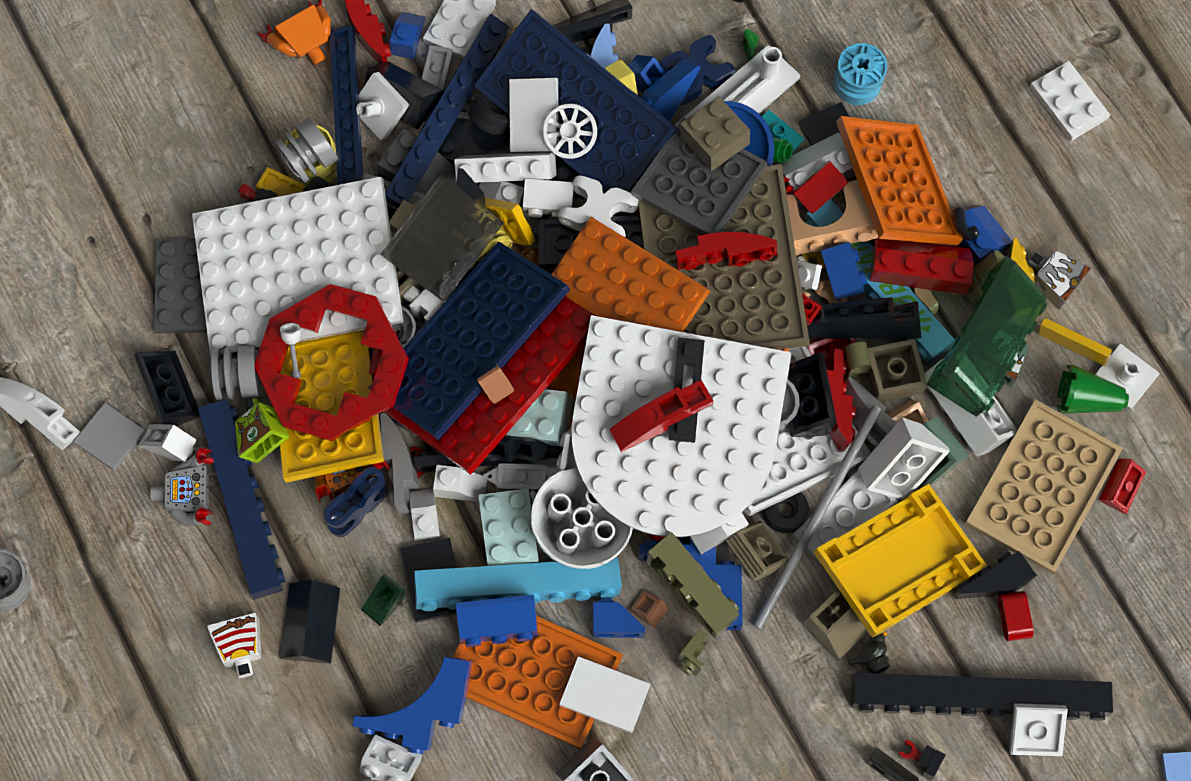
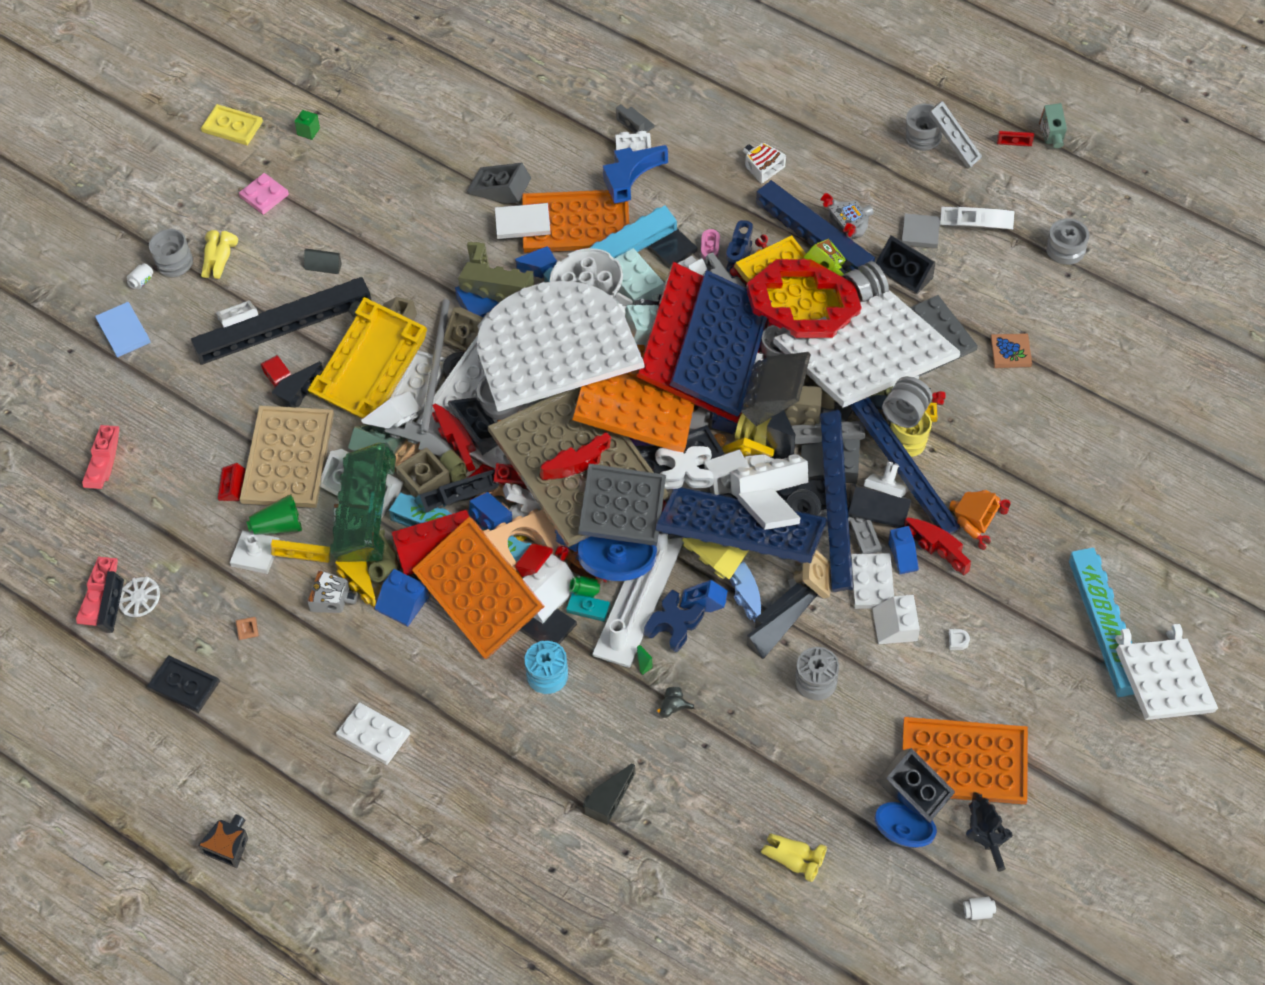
camera: 160 degrees right, 15 degrees down
(122, 217) = (1011, 350): none -> nougat tile
(168, 442) = (877, 234): white slope -> none
(290, 335) = (837, 297): white hinge -> none
(310, 622) = (726, 190): black slope -> none
(381, 543) = (709, 246): none -> bright pink plate
(384, 599) = (688, 220): clear green slope -> none
(495, 384) = (683, 310): nougat slope -> none
(496, 620) = (610, 222): blue slope -> none
(570, 131) = (735, 503): white wheel -> none
(659, 414) = (561, 322): red slope -> none
(671, 88) = (684, 581): blue slope -> none
(688, 353) = (563, 367): black container -> none
(715, 133) = (625, 526): dark tan brick -> none
(928, 760) = (302, 274): black piece -> none
(961, 226) = (415, 576): black arm -> none
(1163, 285) = (247, 628): none -> nougat slope

